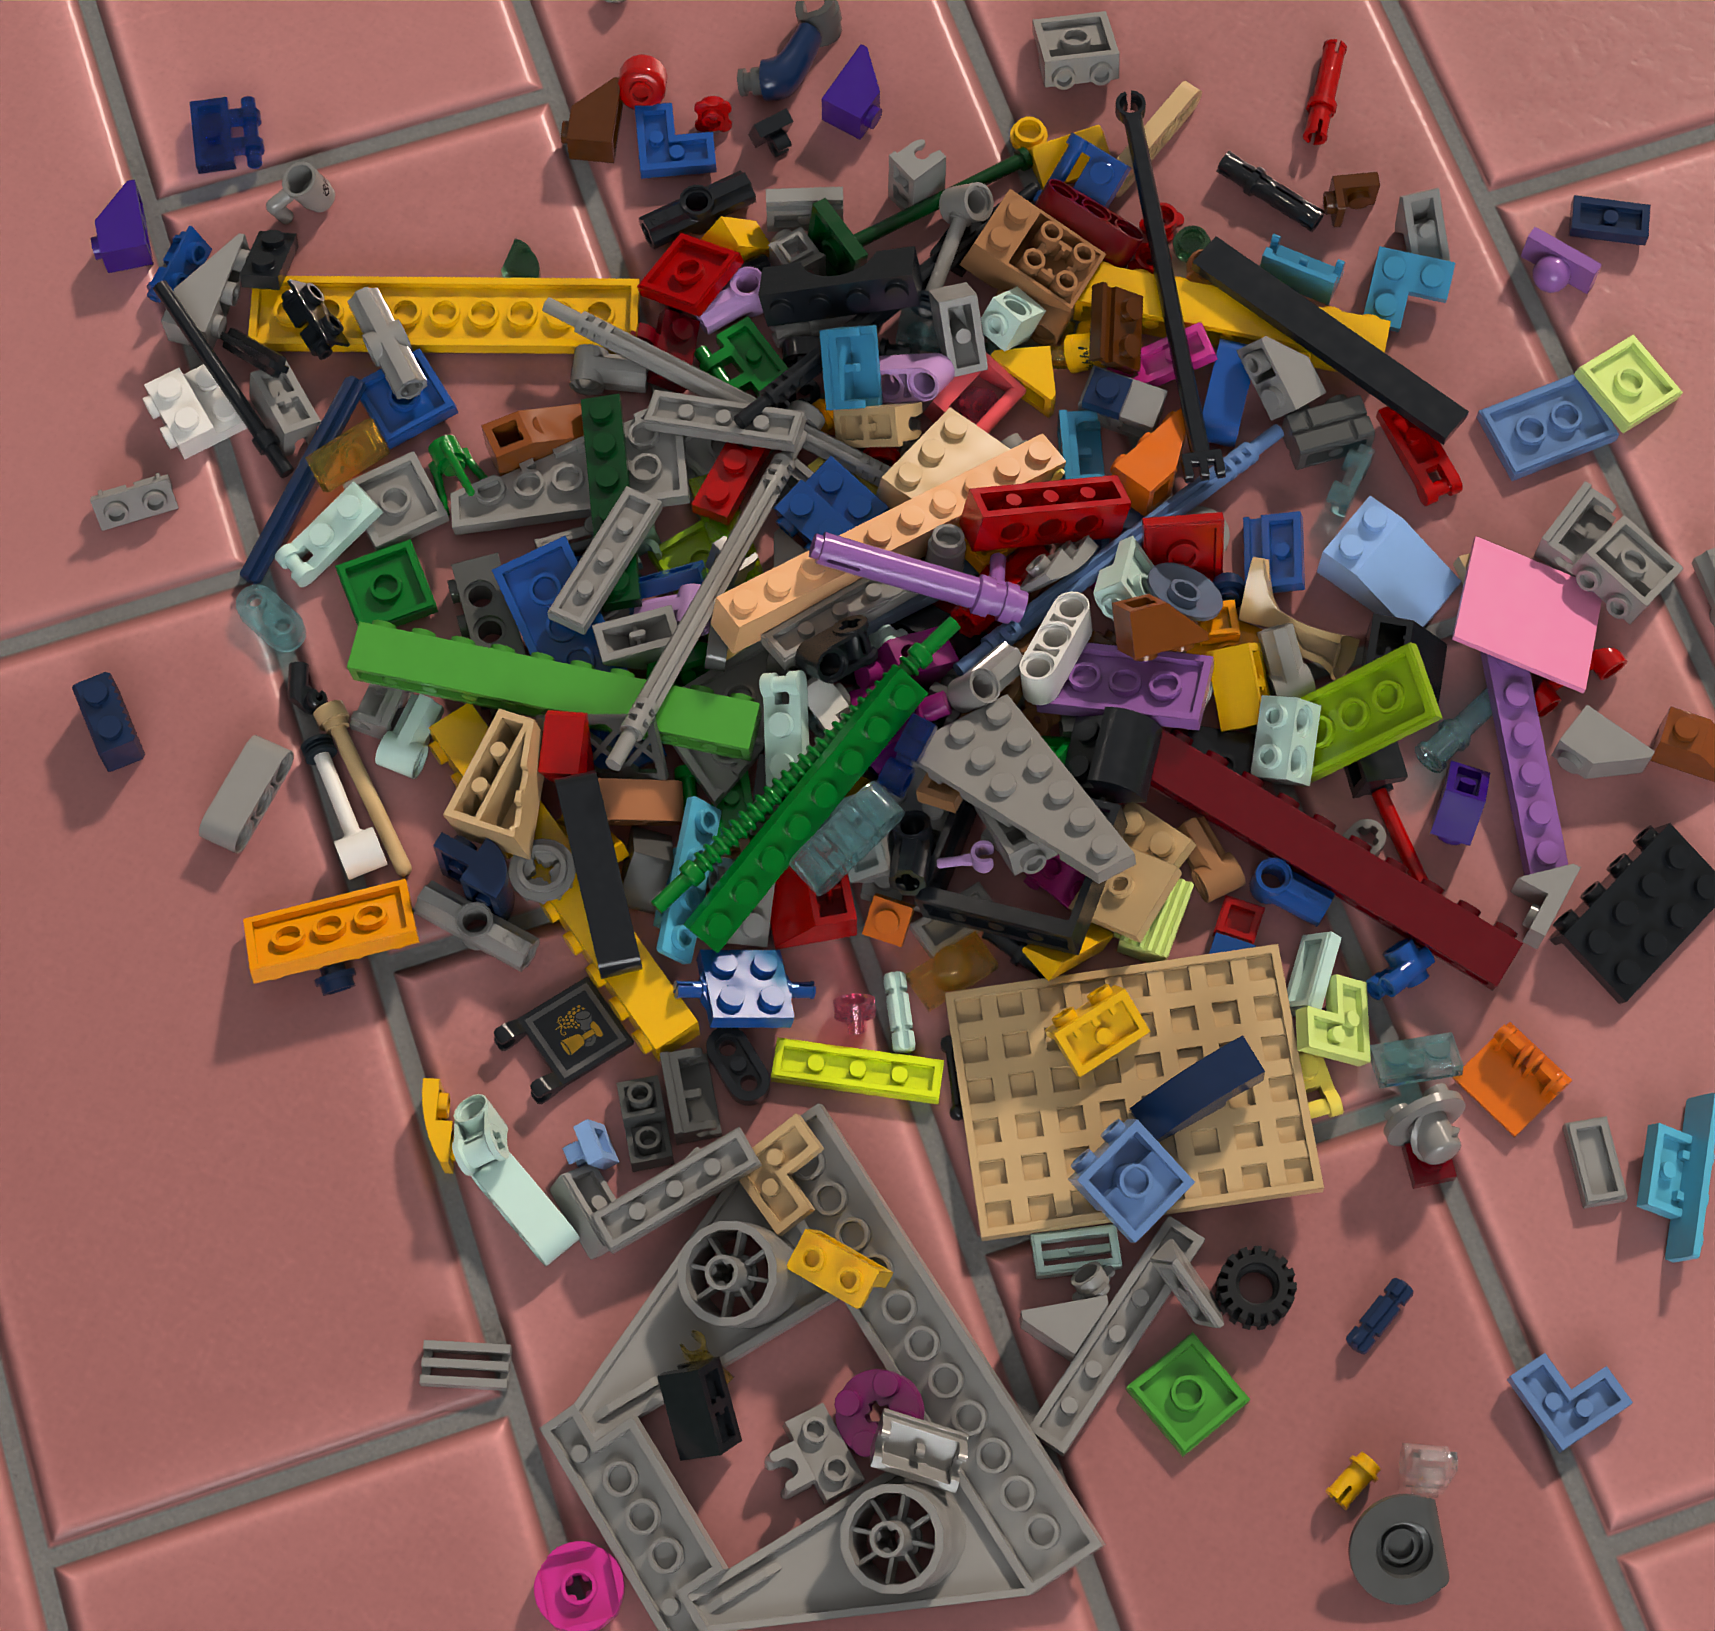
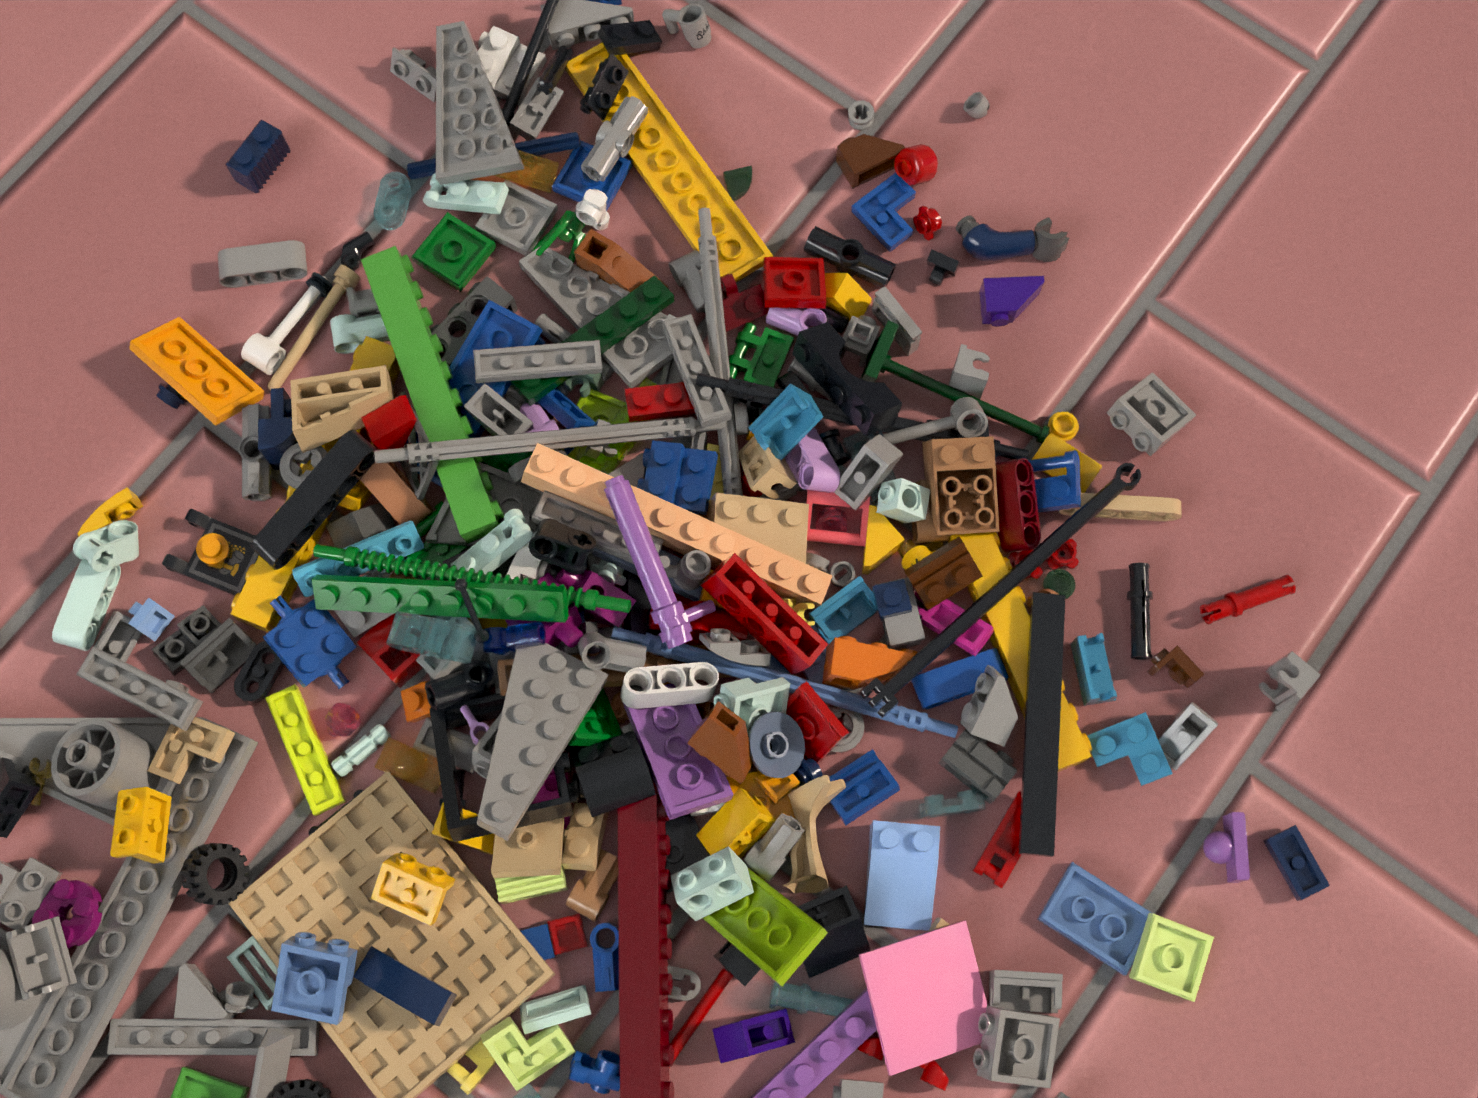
camera: 55 degrees right, 5 degrees up
(249, 469) = (469, 121): none -> light grey wing
(451, 415) = (593, 209): none -> white plate
(538, 89) = (861, 124): none -> light grey bush
(560, 1032) = (212, 549): none -> light orange plate
(818, 765) = (481, 635): none -> black hinge
(942, 1227) = (197, 874): none -> black tyre
(1044, 424) = (846, 578): none -> light grey hinge
(1435, 102) = (1293, 680): none -> light grey hinge

